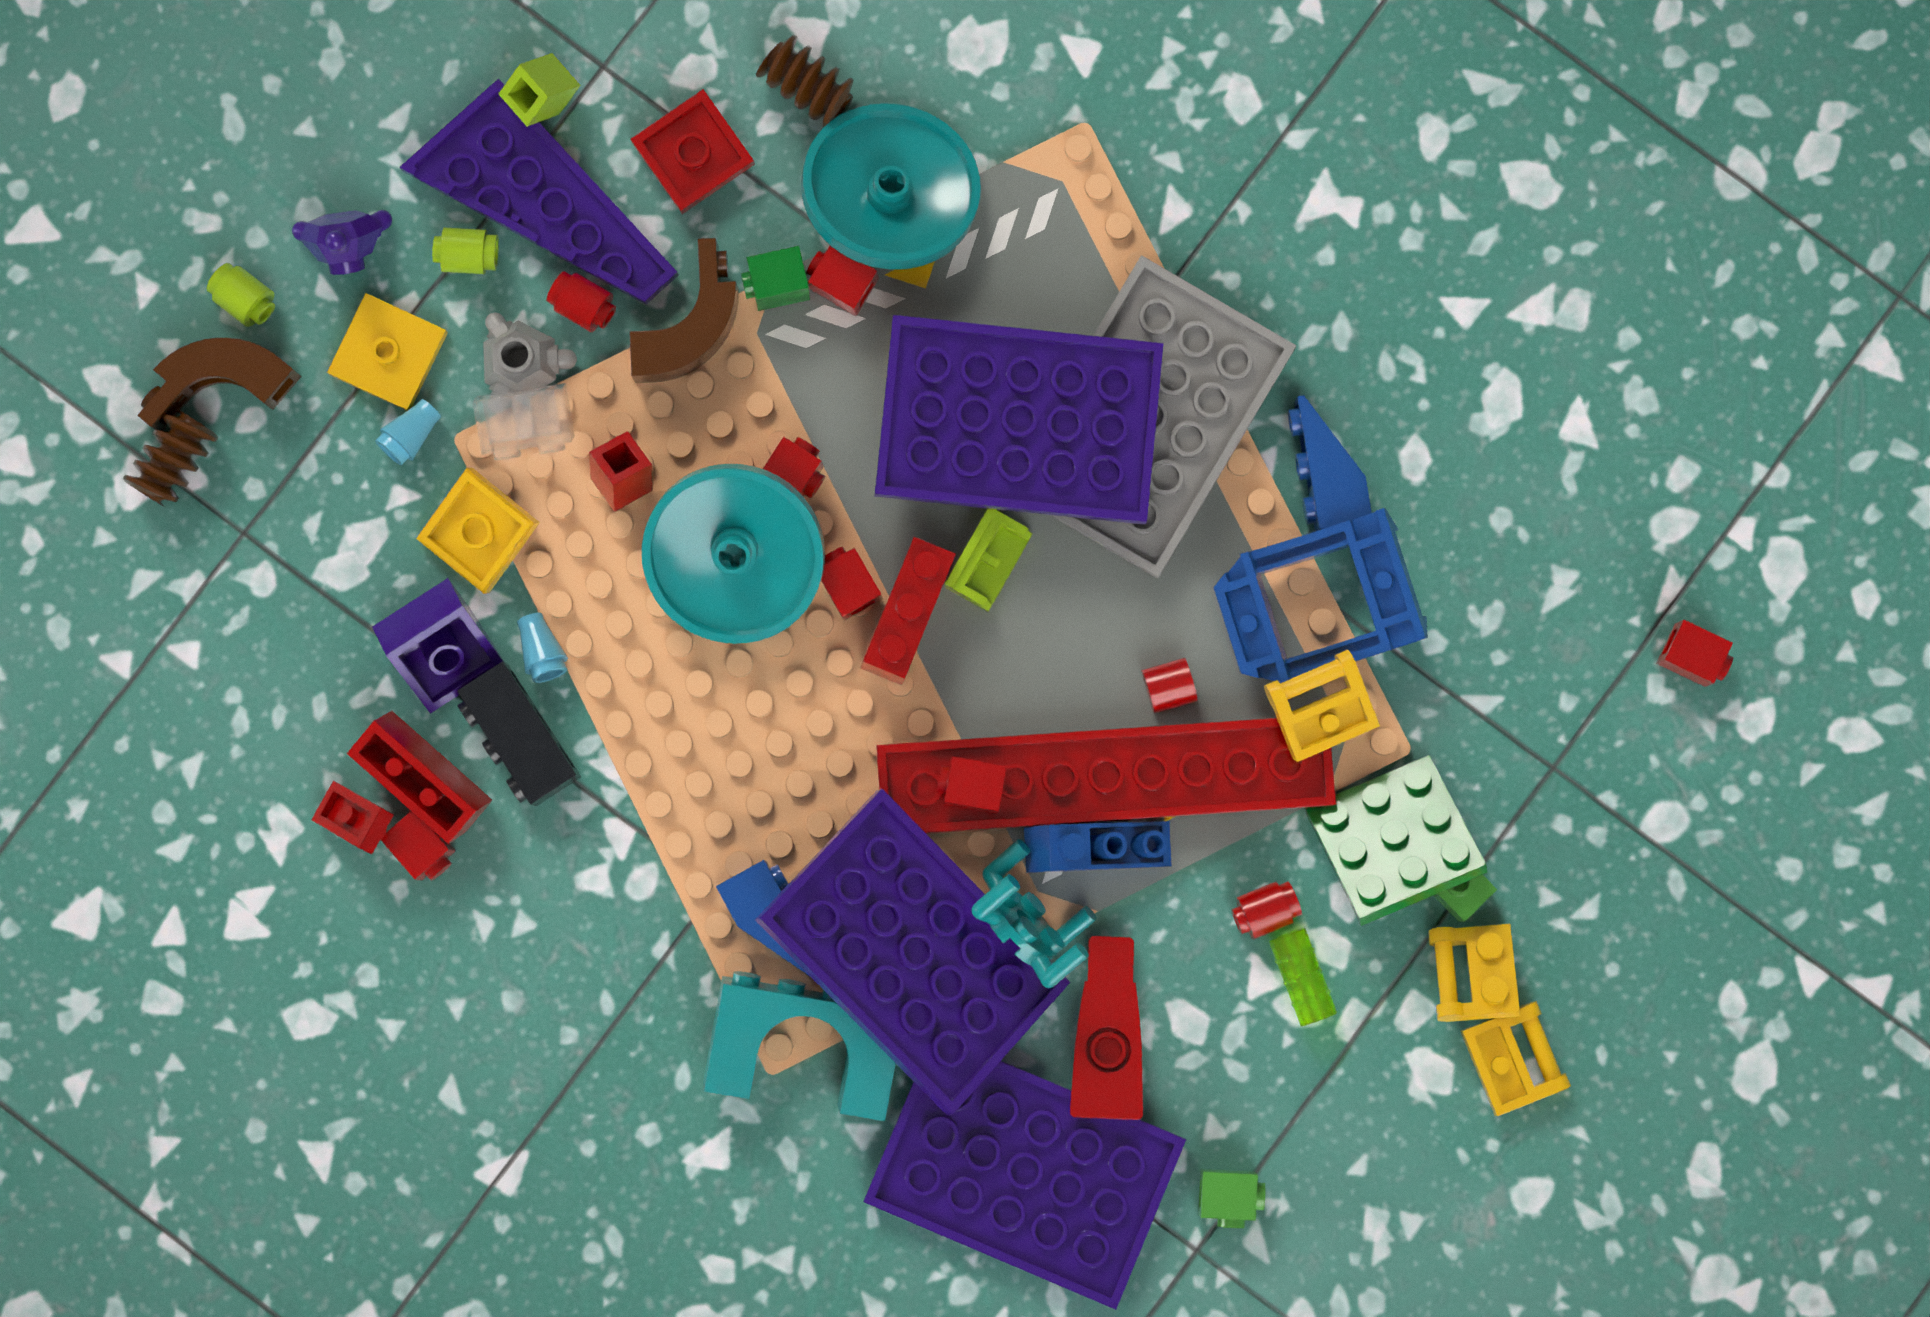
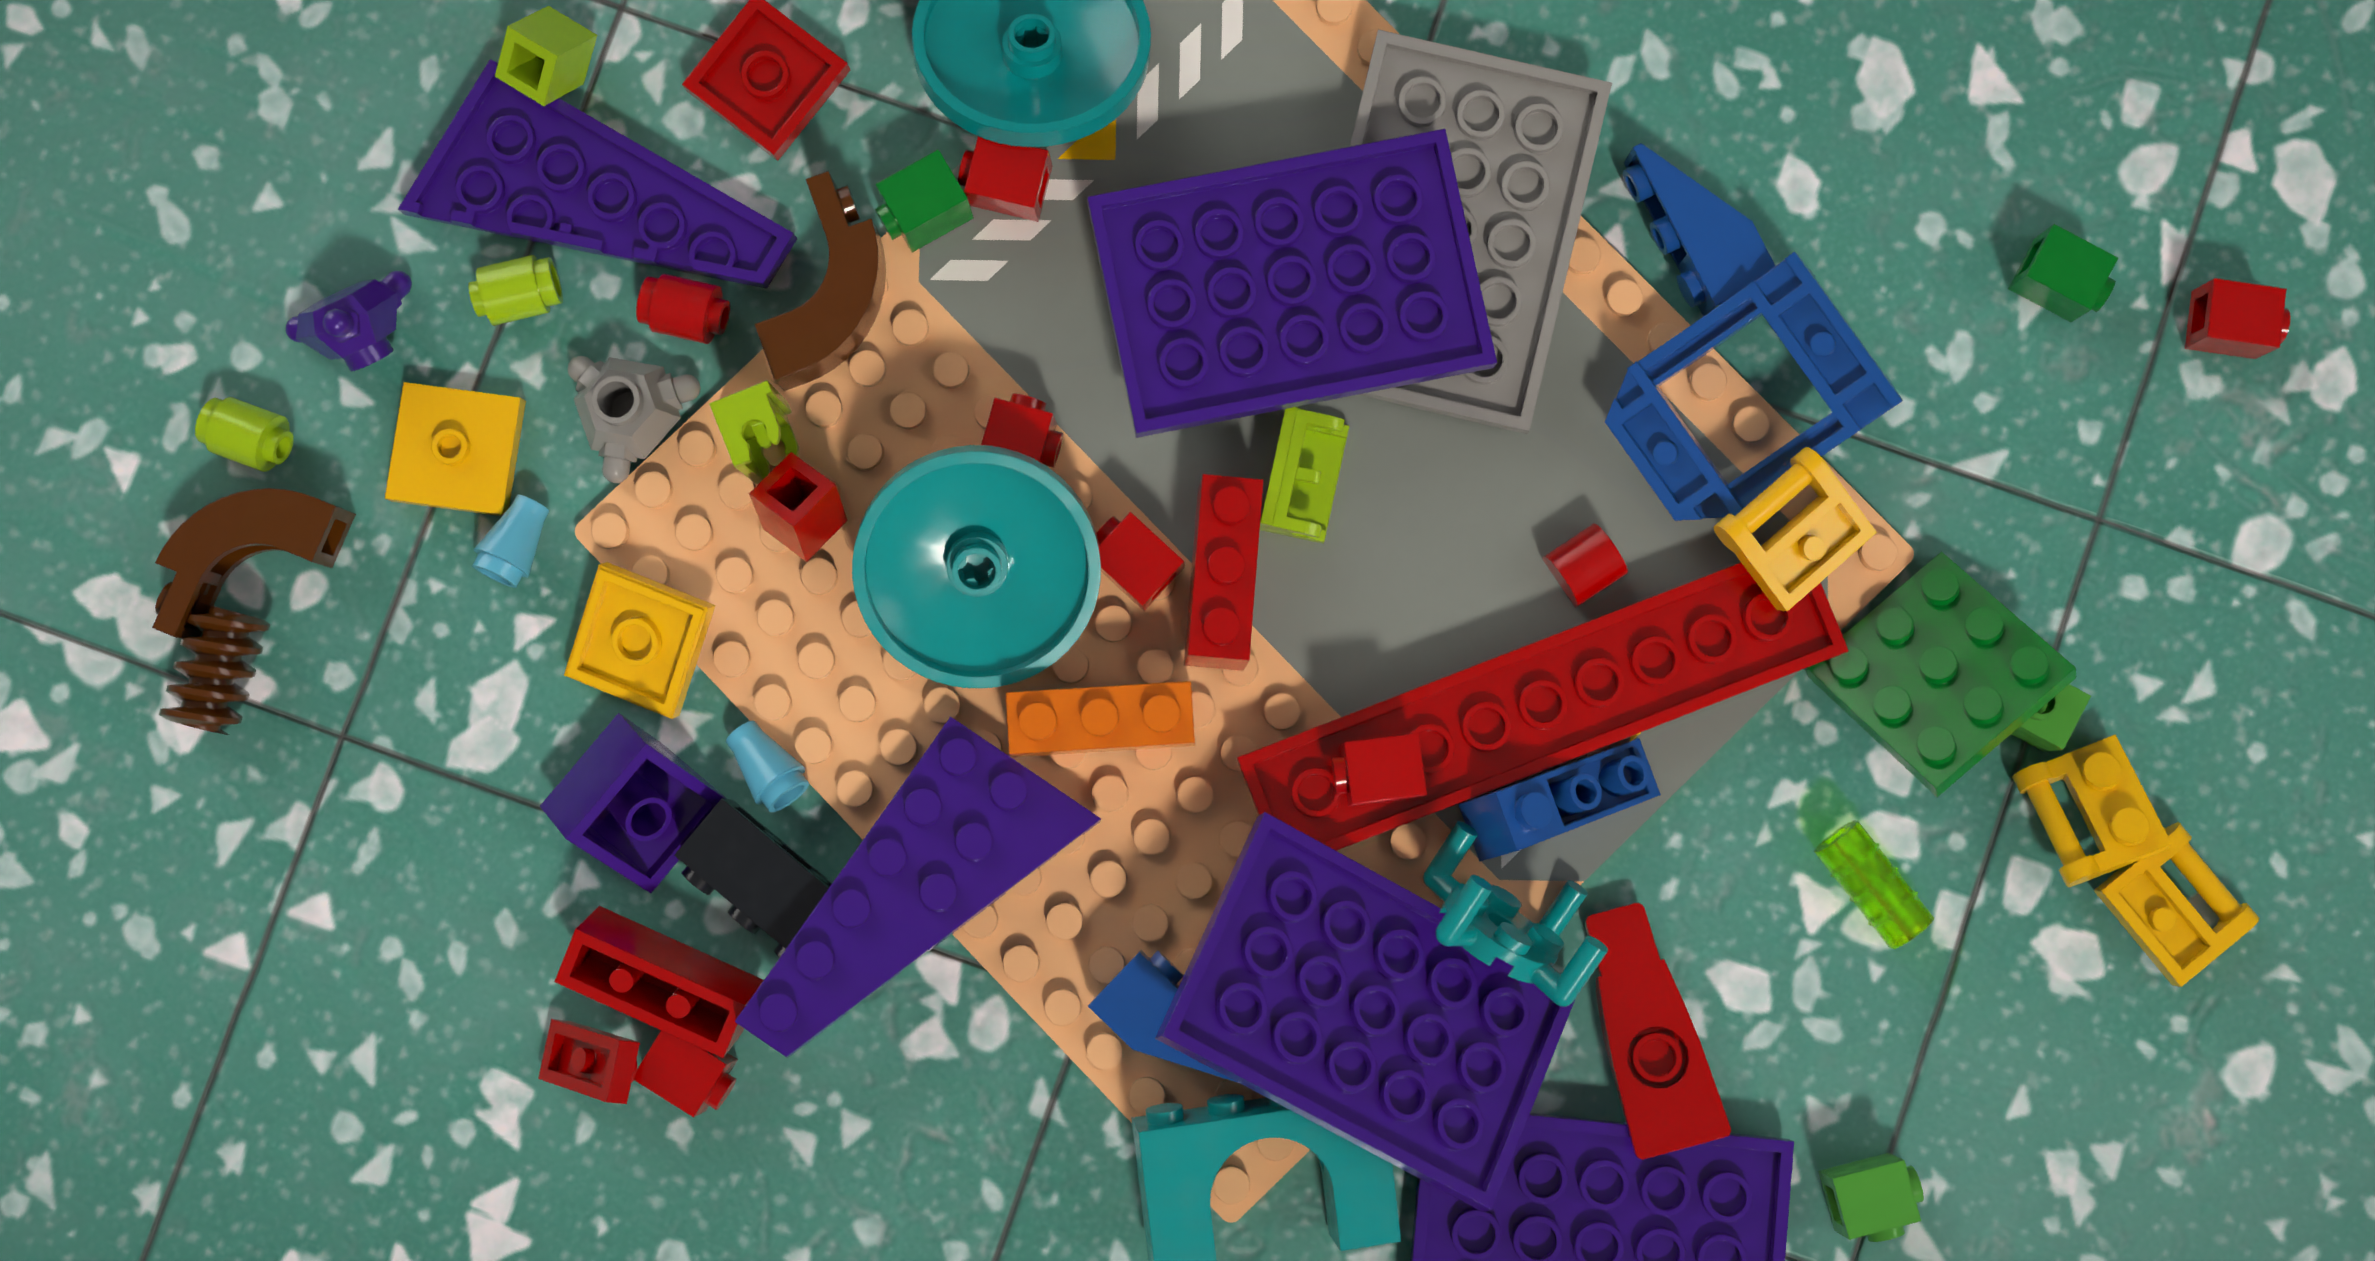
camera: 15 degrees left, 0 degrees up
(524, 421) = (654, 481): clear brick -> none
(607, 402) = (751, 423): none -> lime hinge
(637, 752) = (933, 861): none -> dark purple wing
(788, 688) = (1100, 719): none -> orange brick
(1266, 909) = (1800, 812): red brick -> none
(1582, 583) = (2065, 274): none -> green brick

